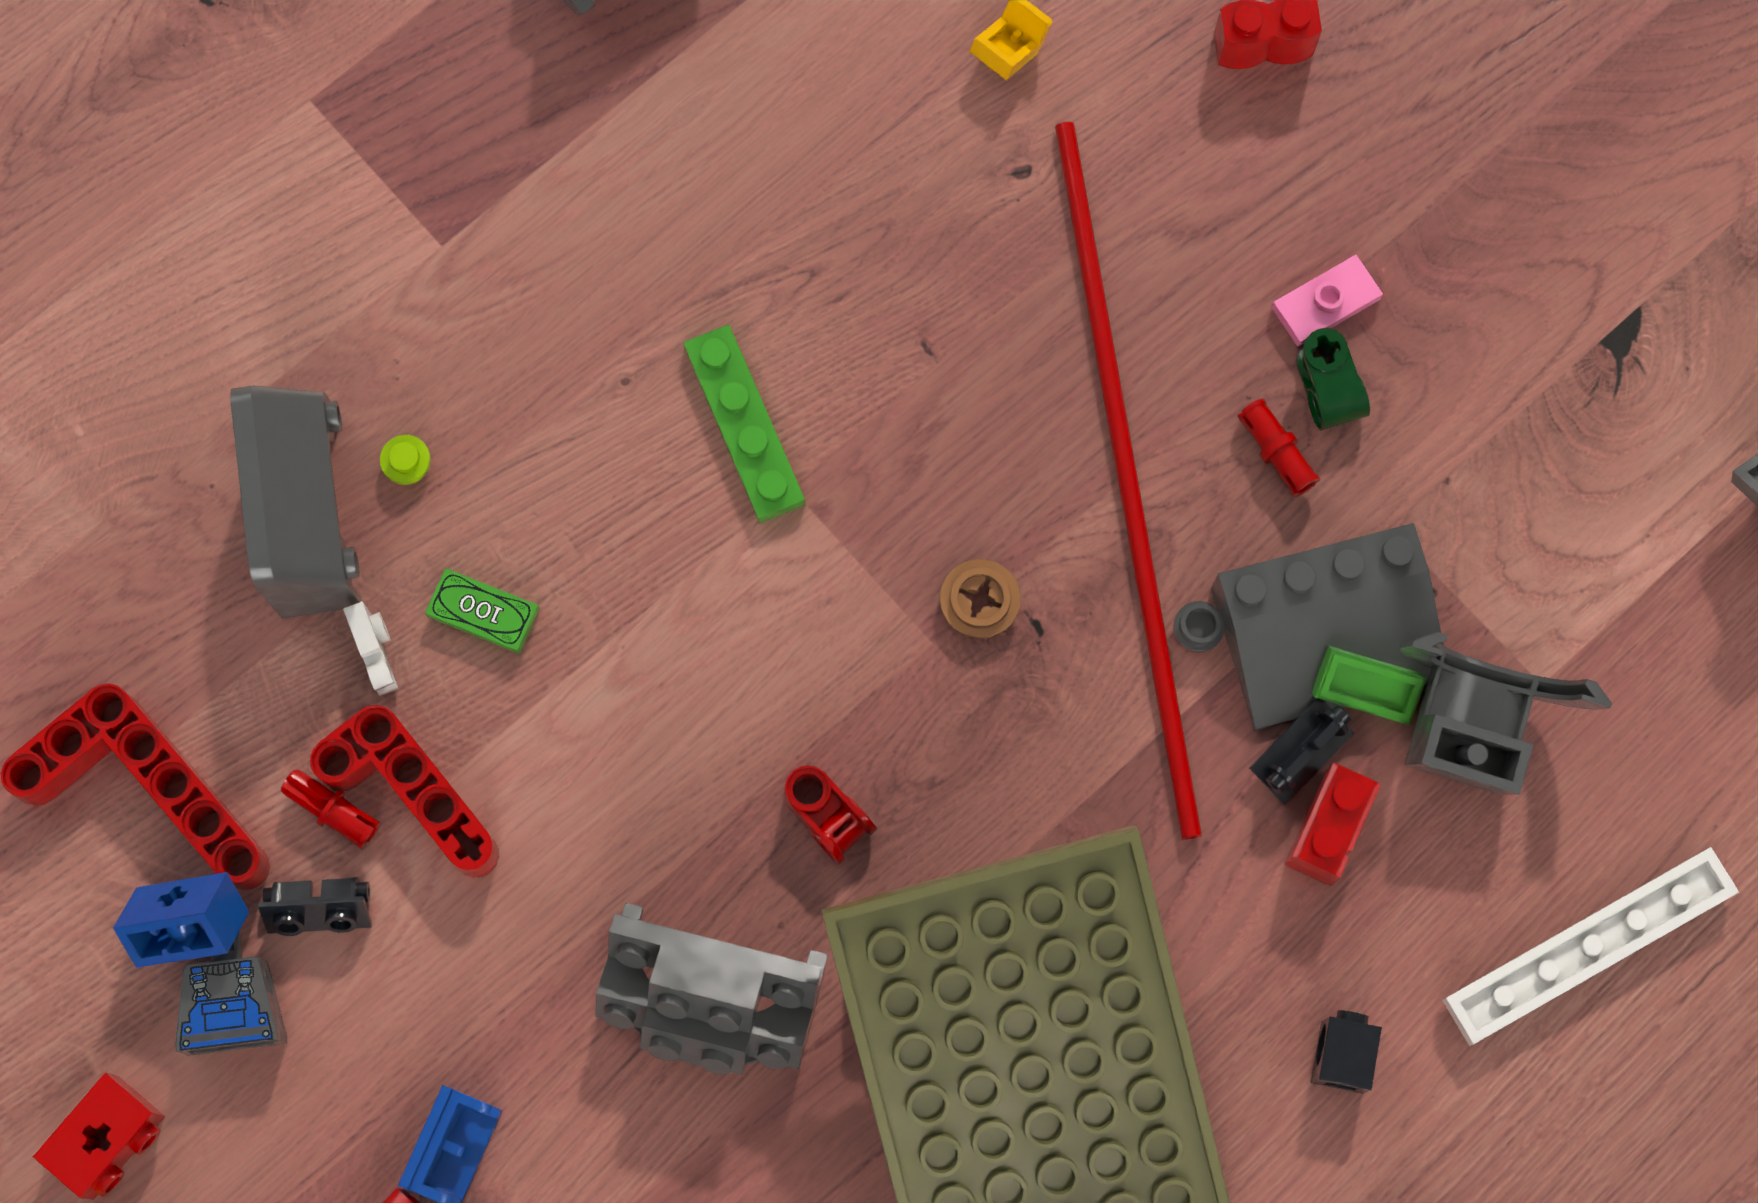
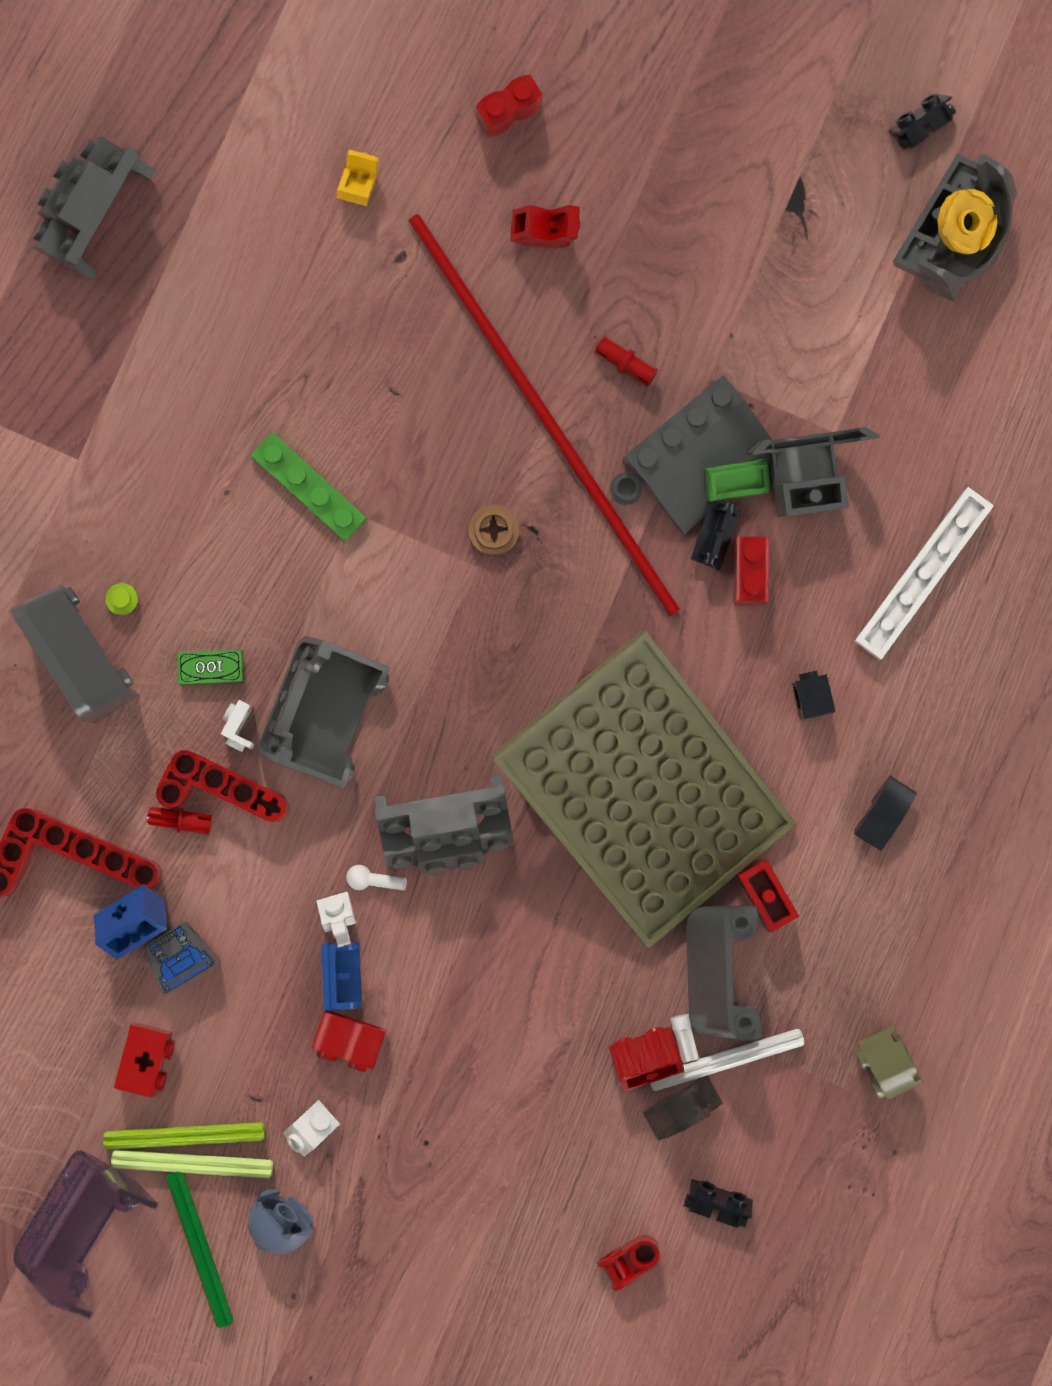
camera: 30 degrees left, 10 degrees up
(292, 909) = (187, 887): black hinge -> none
(369, 636) = (153, 711): white plate -> none
(480, 700) = (236, 717): none -> white bracket
(487, 1051) = (336, 915): none -> white plate
(550, 1014) = (360, 877): none -> white bar
(611, 742) = (320, 710): none -> dark grey windscreen
(828, 814) = (465, 694): red piece -> none
(1245, 215) = (545, 227): none -> red brick
(1327, 300) = (615, 257): bright pink plate -> none
(1334, 388) = (643, 311): dark green piece -> none

